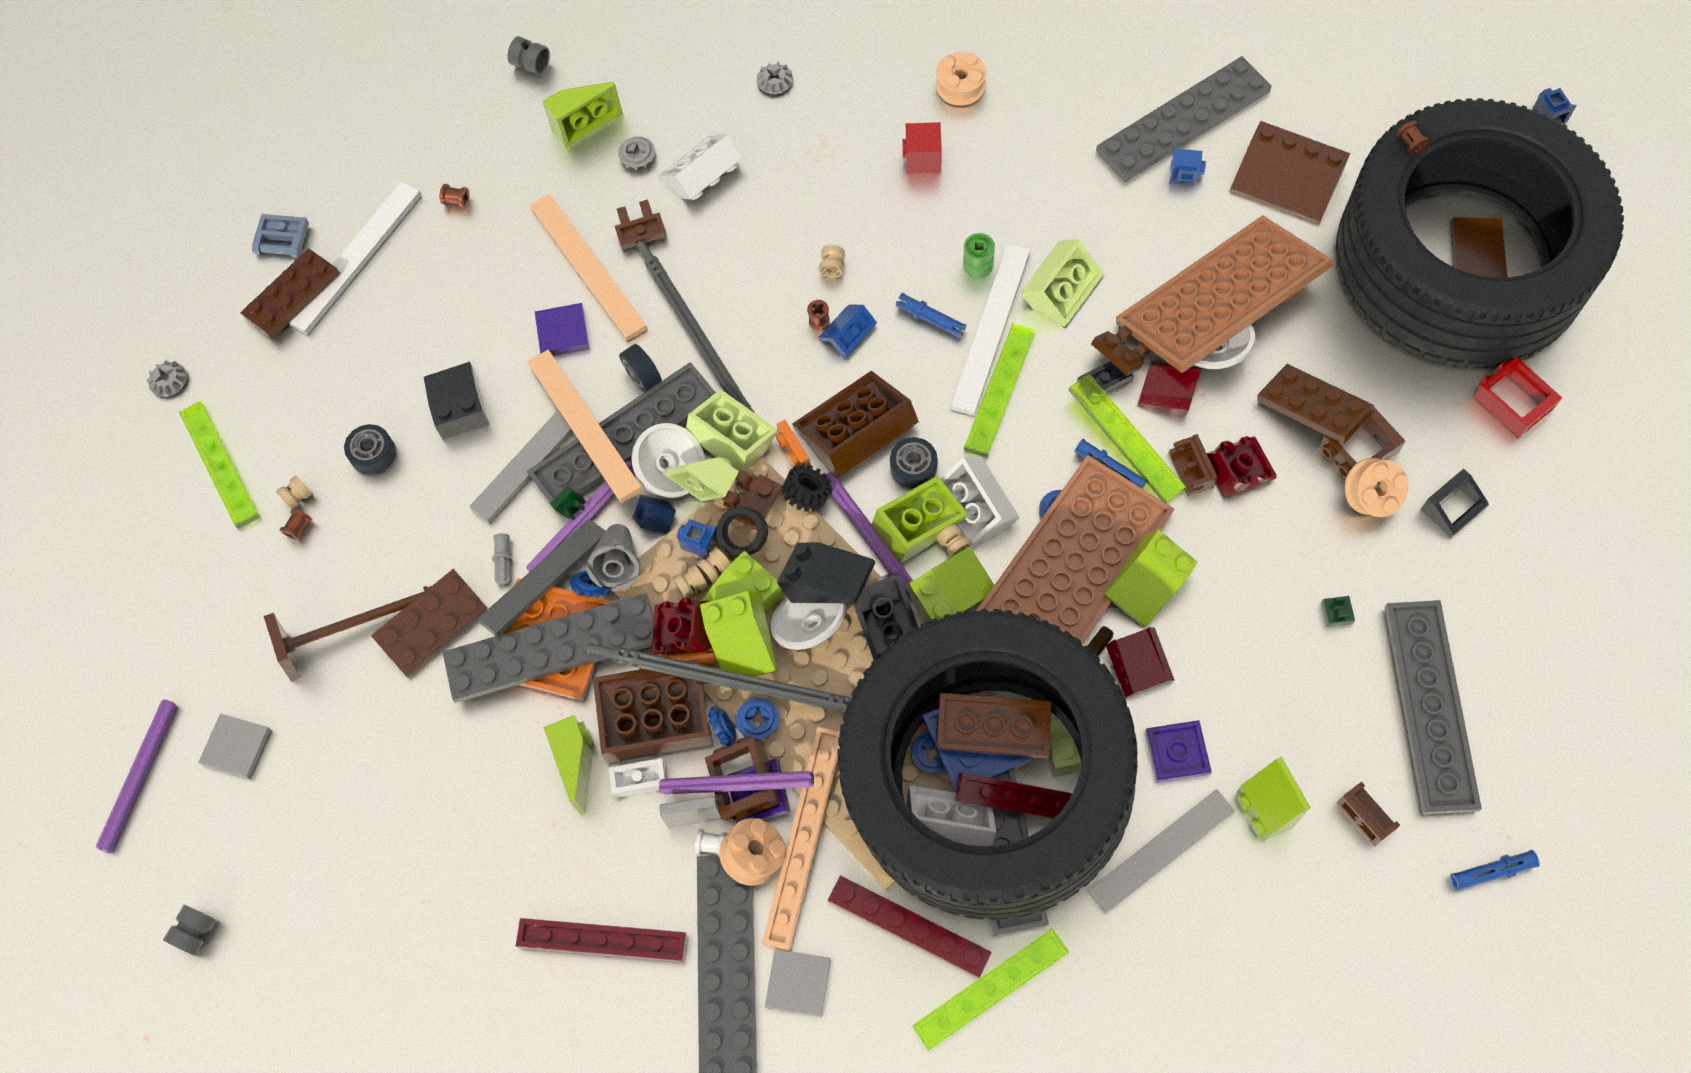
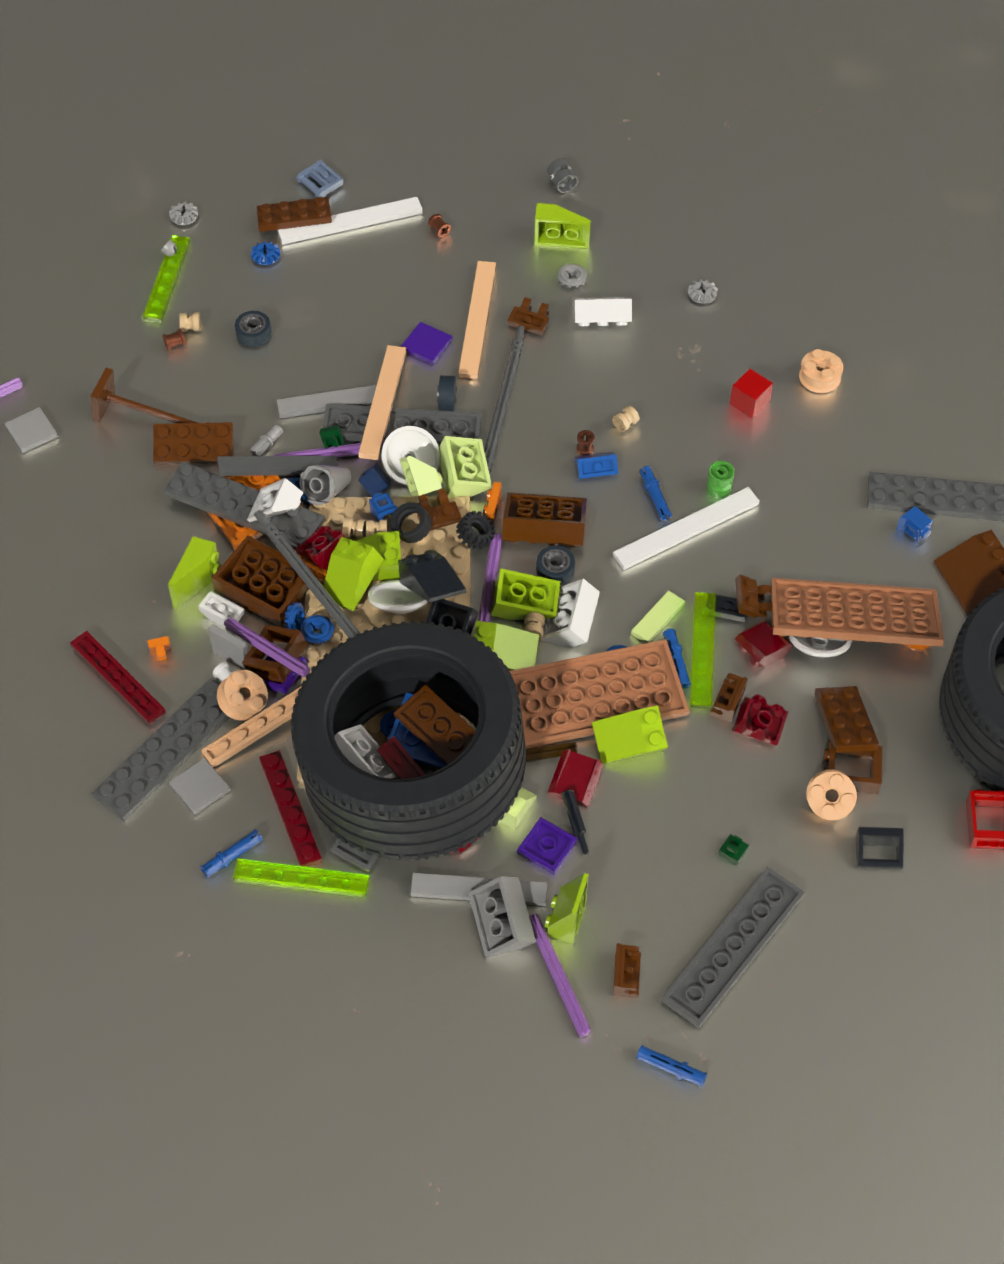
camera: 35 degrees right, 10 degrees down
(193, 429) = (169, 248): none -> light grey hinge
(298, 366) = (271, 257): none -> blue gear
(455, 401) = (325, 338): black slope -> none
(587, 619) = (276, 499): none -> white slope
(614, 871) = (159, 647): none -> orange tile
(900, 1028) = (223, 858): none -> blue pin
(999, 390) = (654, 566): clear neon green tile -> none
(1053, 438) = (658, 617): none -> yellowish green tile
(1062, 282) = (759, 534): yellowish green slope -> none
(1180, 703) = (575, 818): none -> black axle
(1216, 861) = (501, 916): none -> light grey slope
(1314, 871) = (559, 977): none -> medium lavender axle

